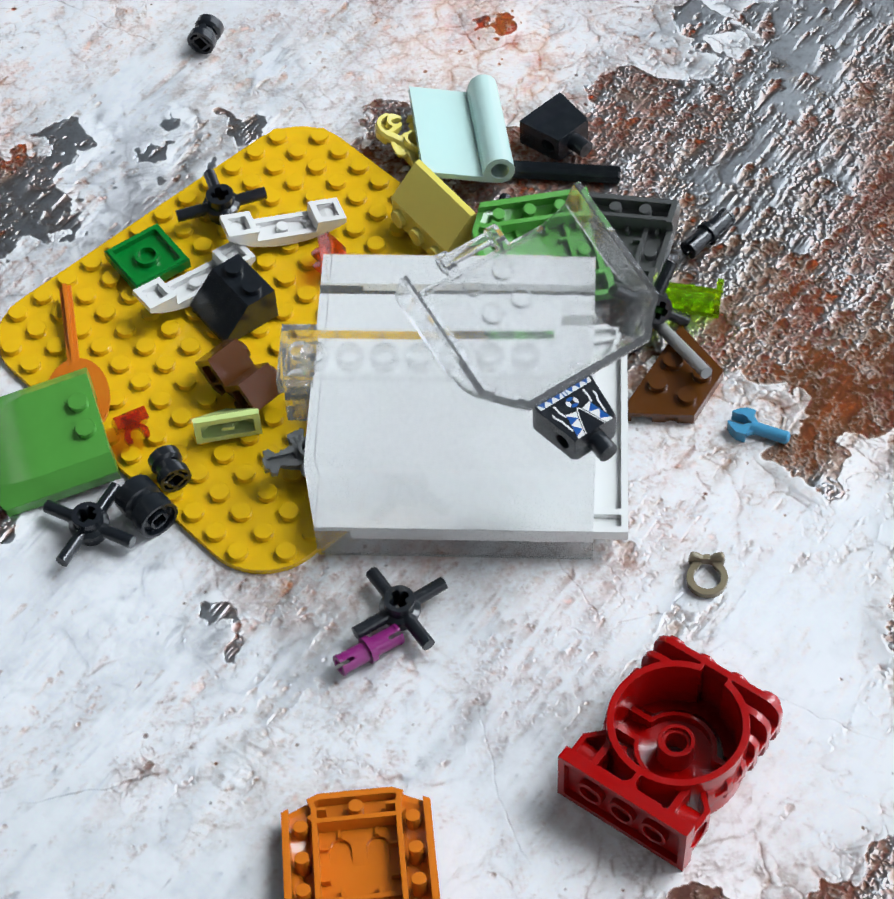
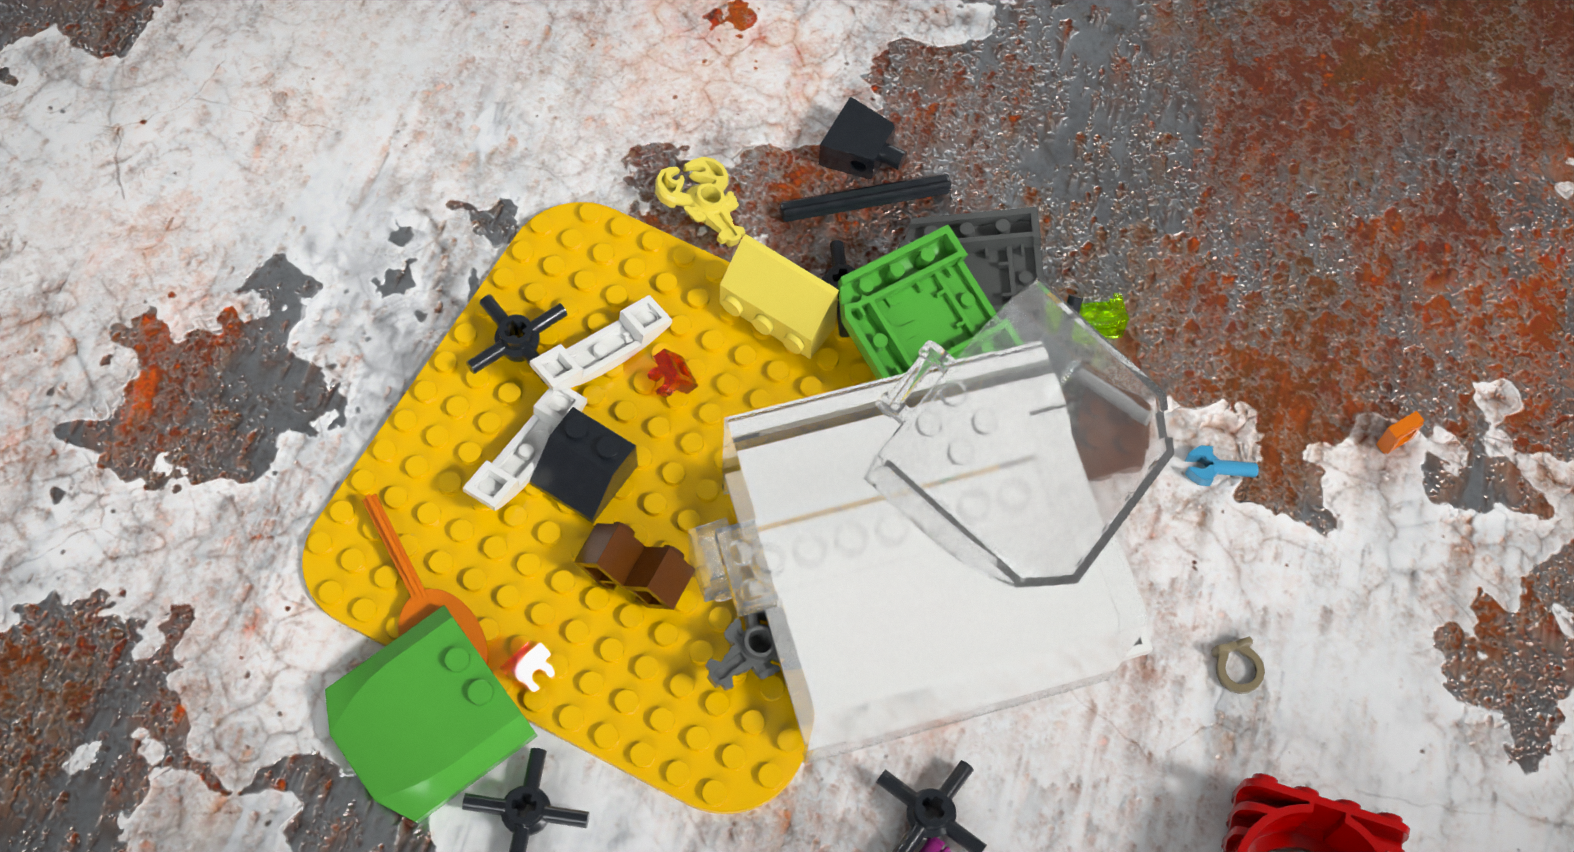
camera: 25 degrees left, 10 degrees up
(146, 506) = (582, 765): black wheel -> none
(147, 257) = (453, 432): green tile -> none
(169, 468) = (597, 712): black wheel -> none
(205, 34) = (401, 107): black wheel -> none
(227, 424) = (639, 628): yellowish green slope -> none
(463, 132) = (759, 173): light aqua door -> none
(578, 421) = (1123, 575): black torso -> none
(708, 233) = (1073, 234): black pin -> none

